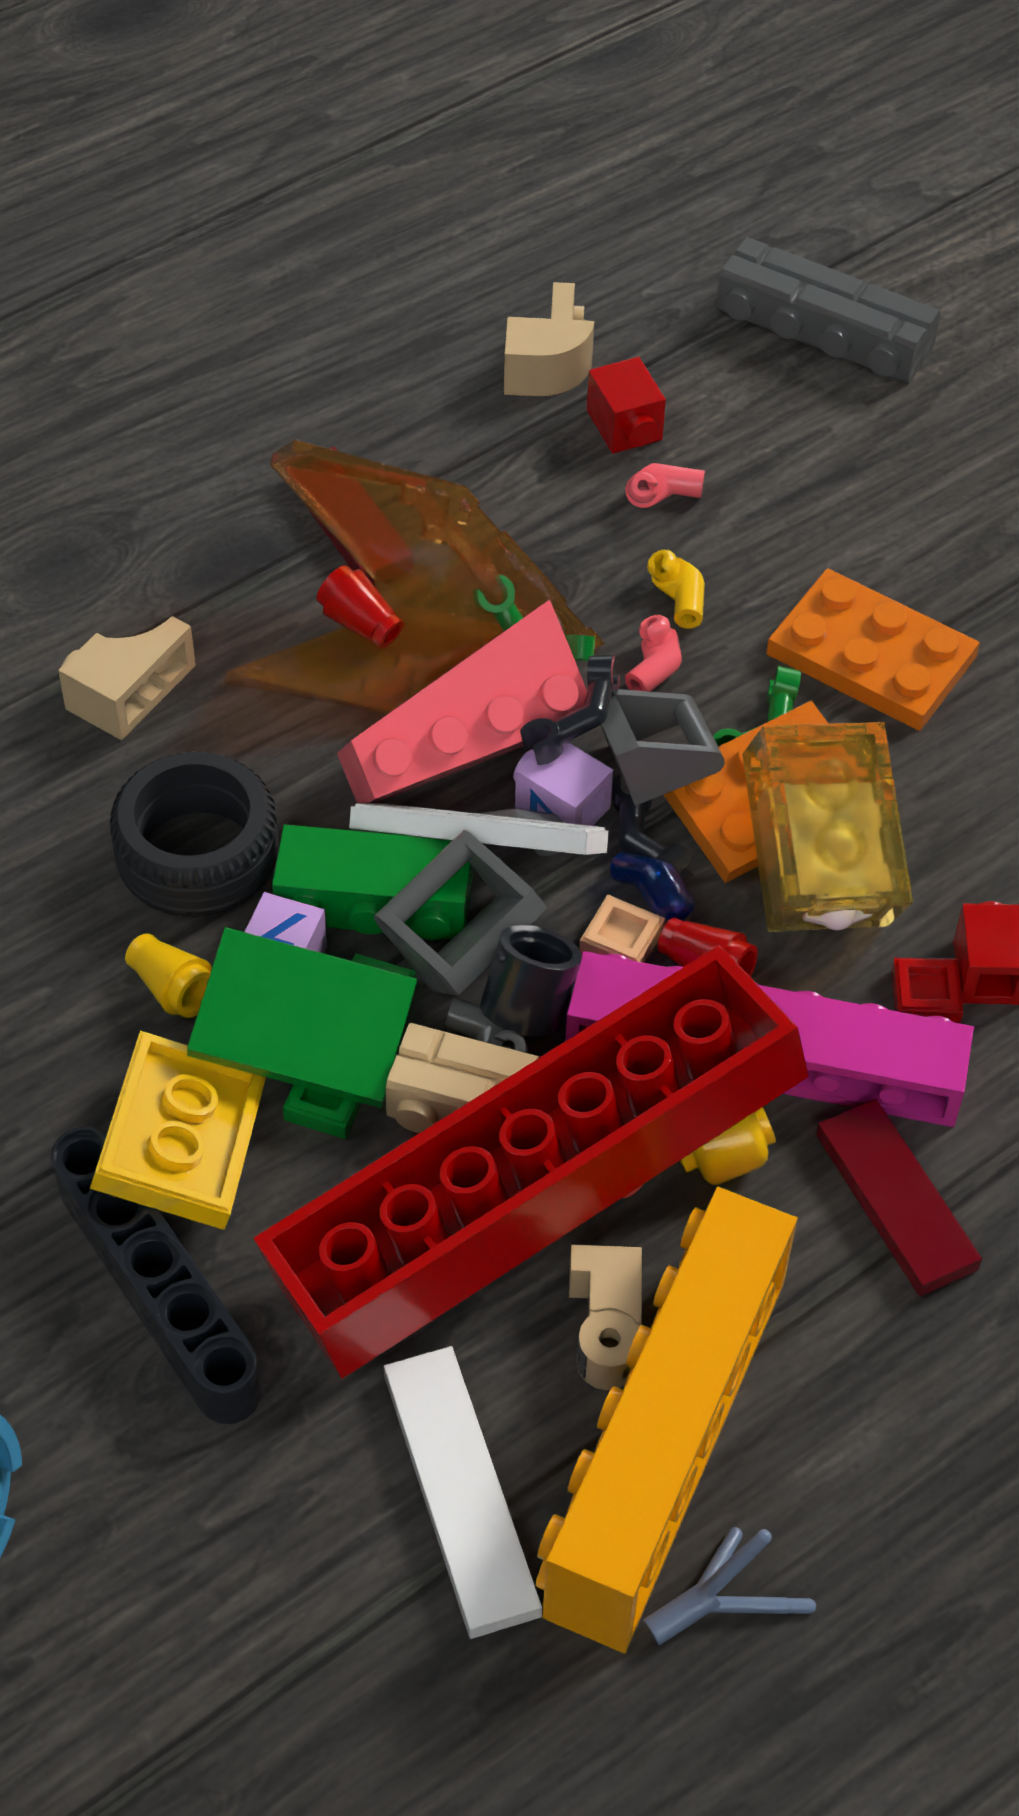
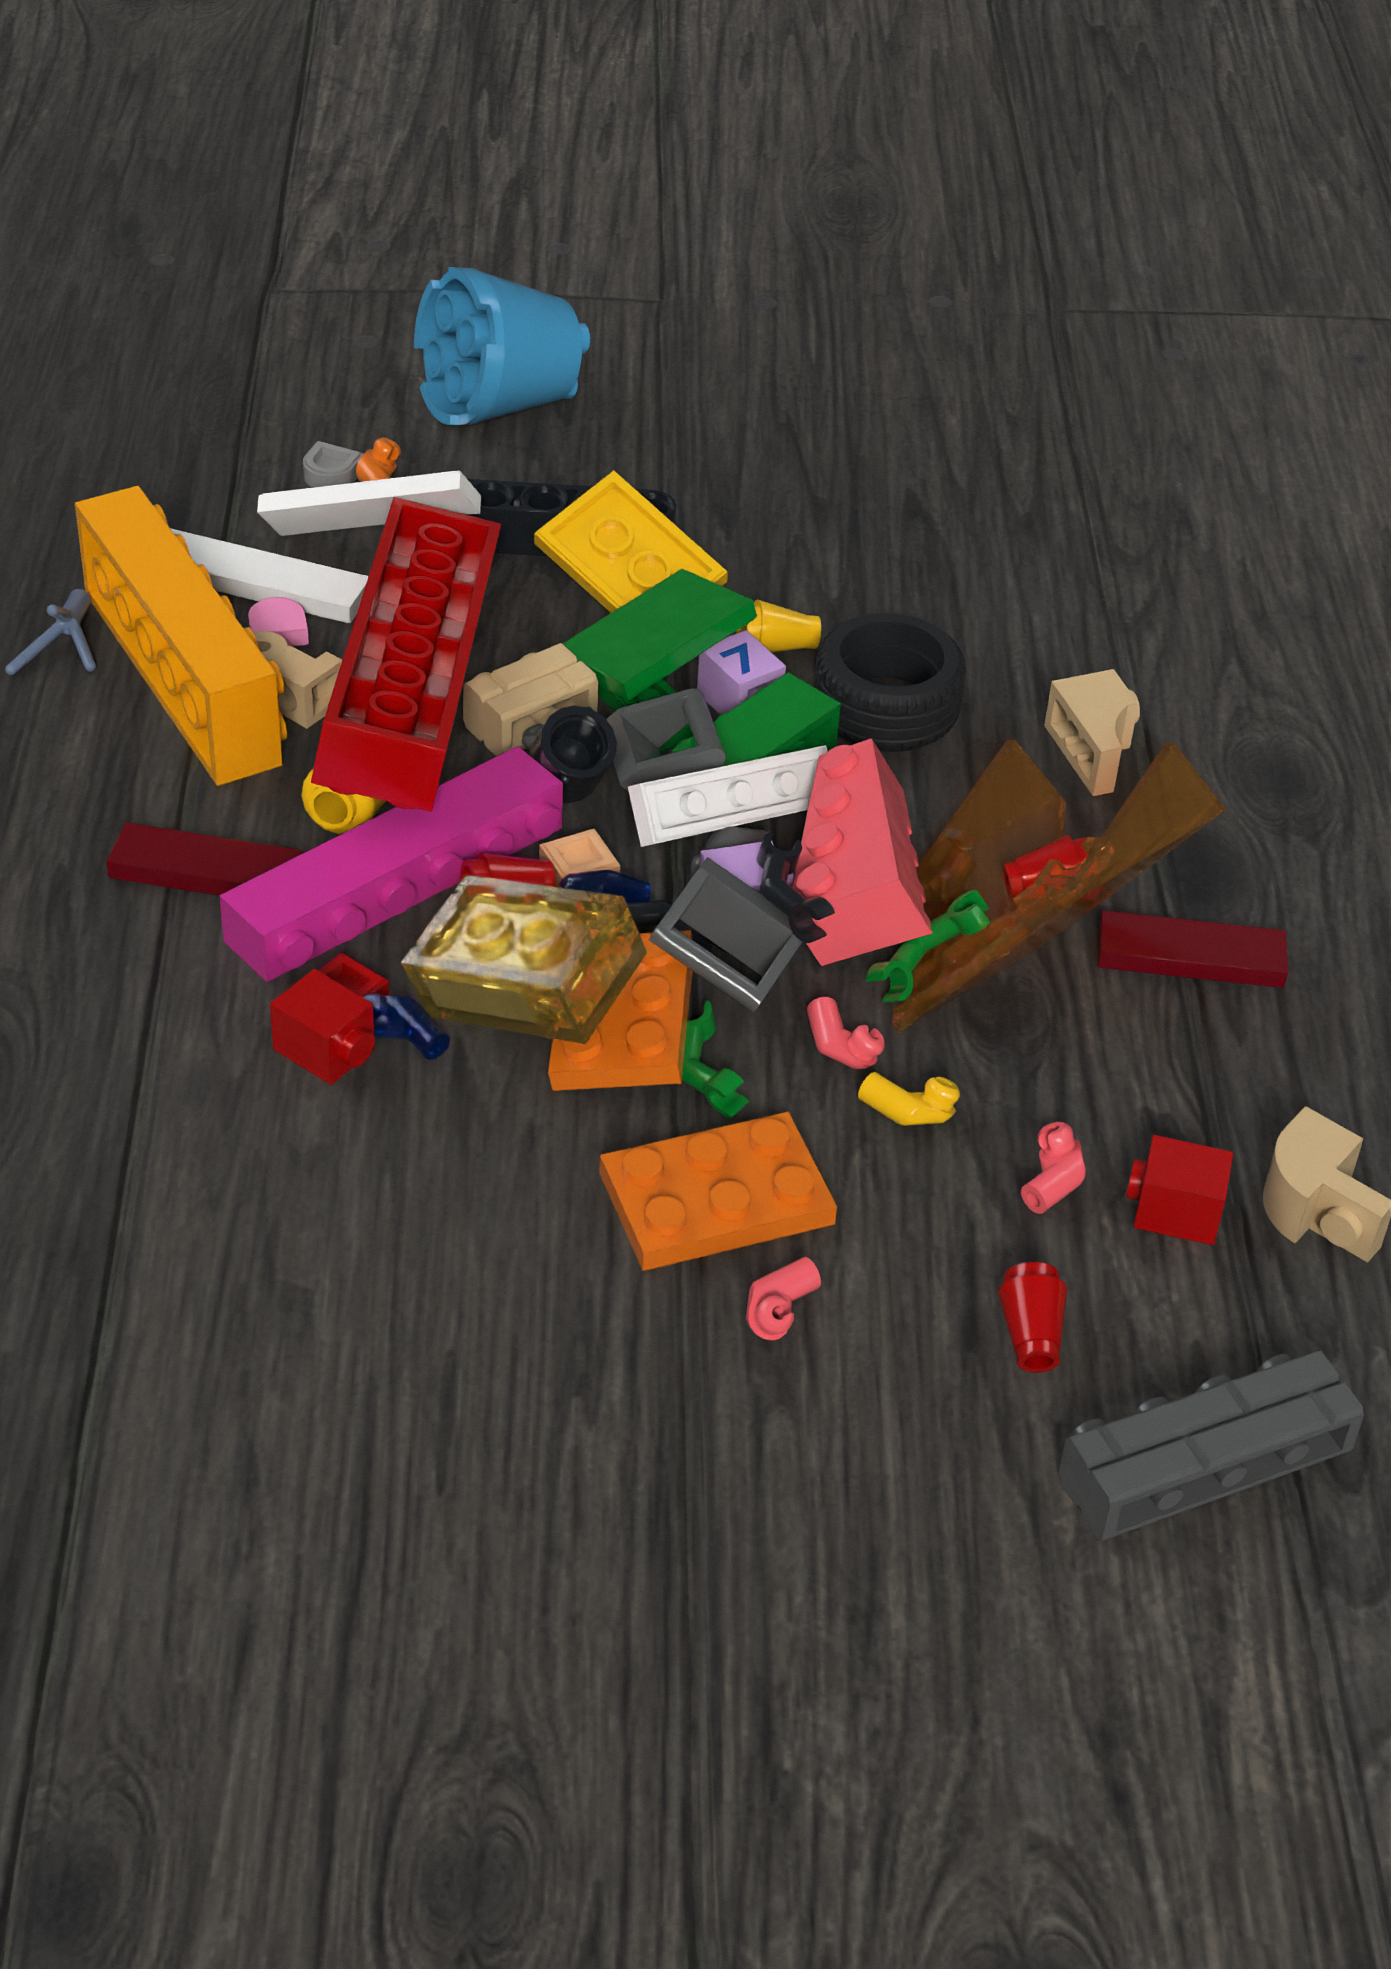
camera: 125 degrees right, 10 degrees down
(177, 1524) = (378, 462): none -> orange arm
(200, 1581) = (330, 465): none -> light grey tile
(310, 1402) = (363, 502): none -> white tile
(524, 1406) = (281, 617): none -> bright pink tile
(809, 431) = (1034, 1313): none -> red cone
(920, 929) = (407, 1020): none -> clear blue arm
(933, 567) = (772, 1297): none -> coral arm

